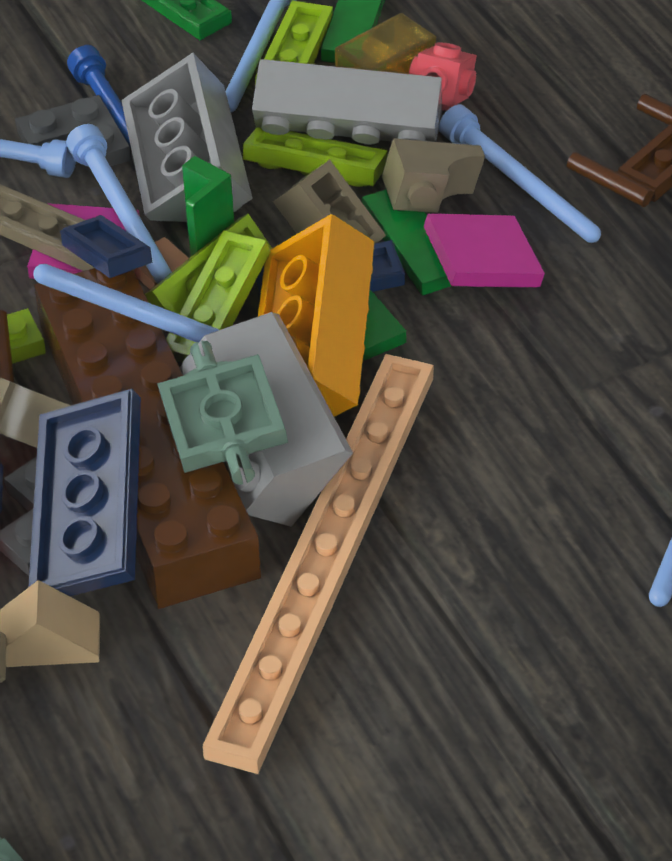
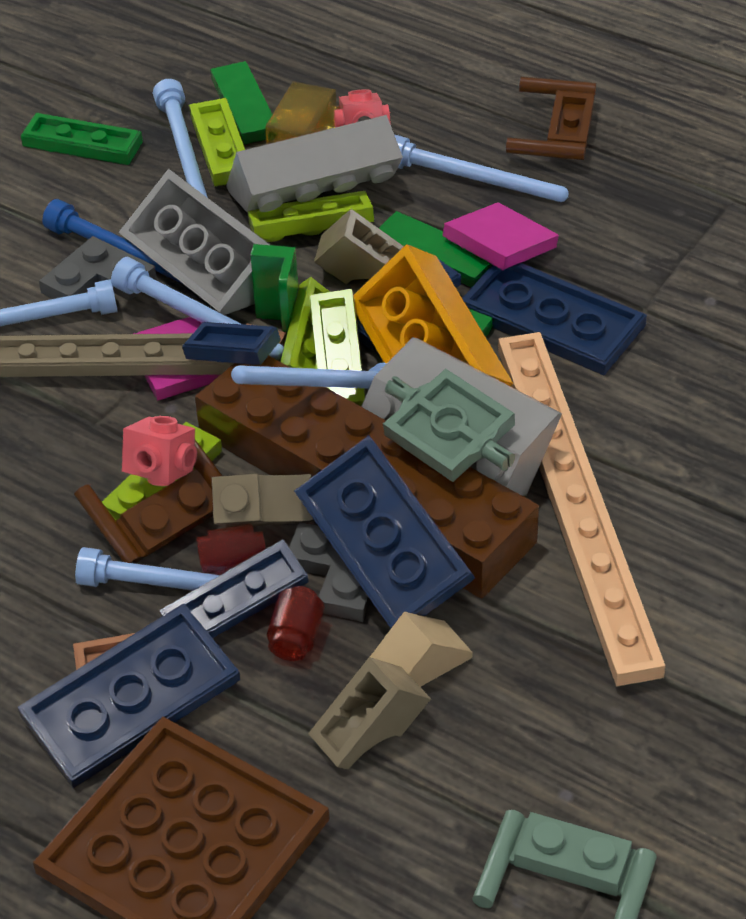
camera: 30 degrees left, 0 degrees up
(427, 172) = (415, 194): dark tan arch -> none
(476, 357) = (570, 318): none -> dark blue tile

